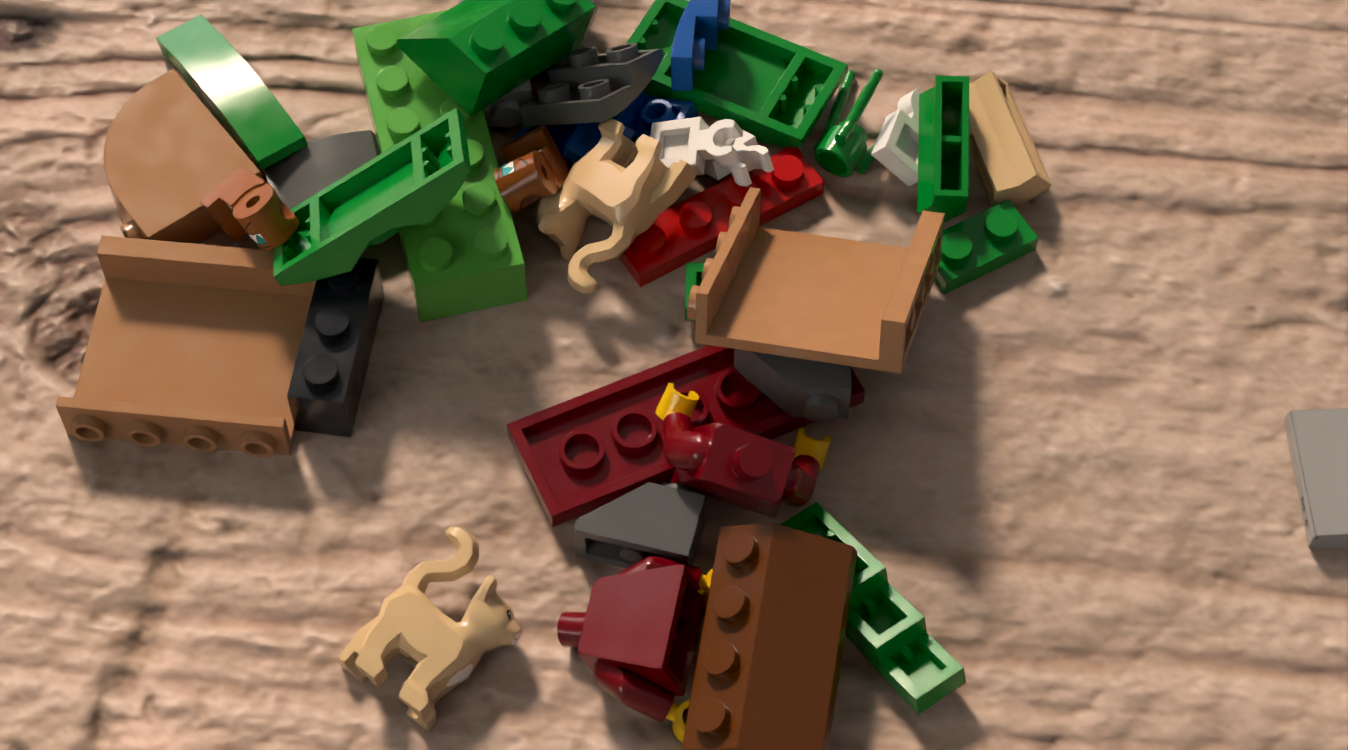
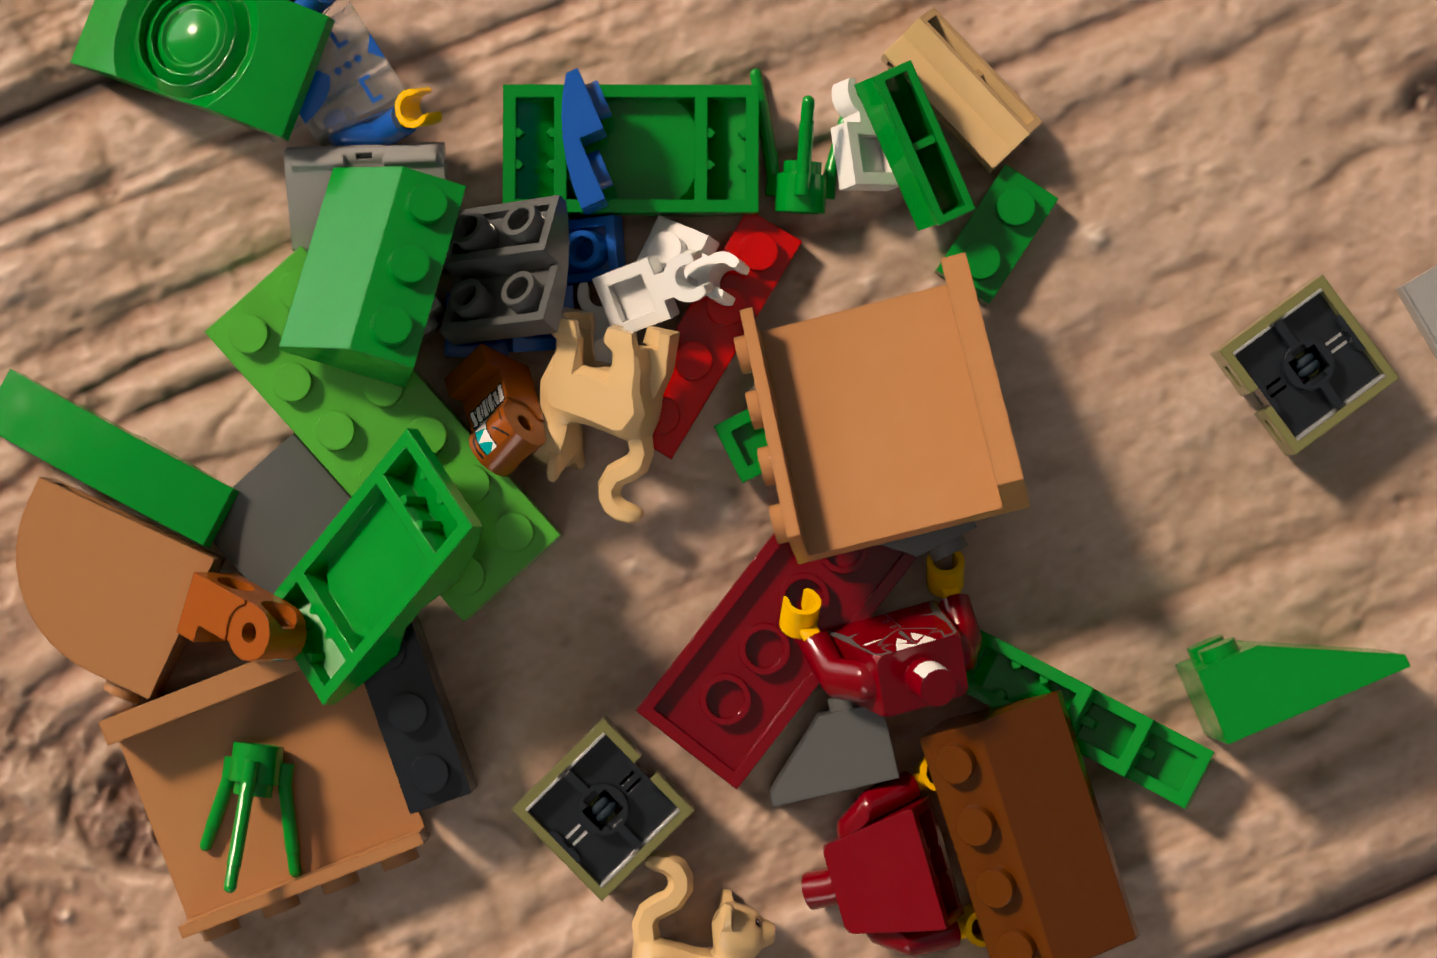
camera: 30 degrees left, 30 degrees up
(188, 332) = (253, 773): none -> green plant
(438, 478) = (585, 826): none -> piece
(1049, 628) = (1257, 684): none -> green slope
(1181, 426) = (1325, 349): none -> piece

